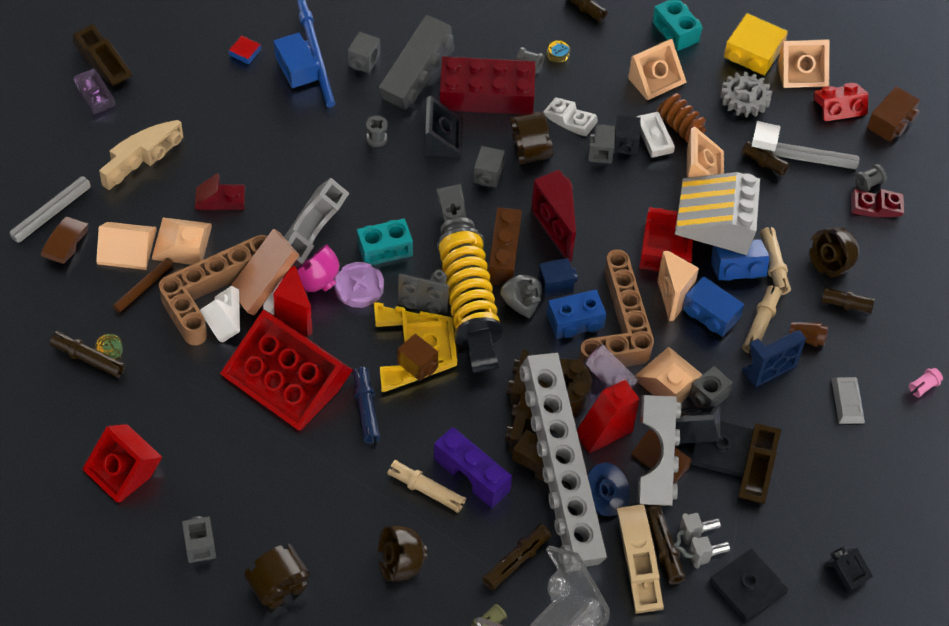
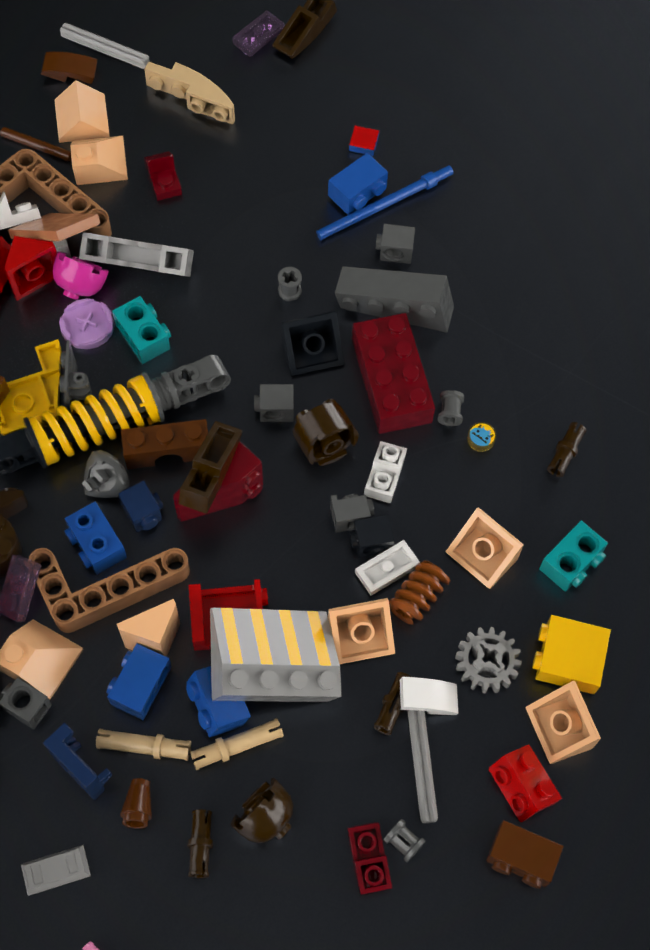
camera: 75 degrees right, 10 degrees up
(560, 197) = (210, 467): none -> dark brown slope

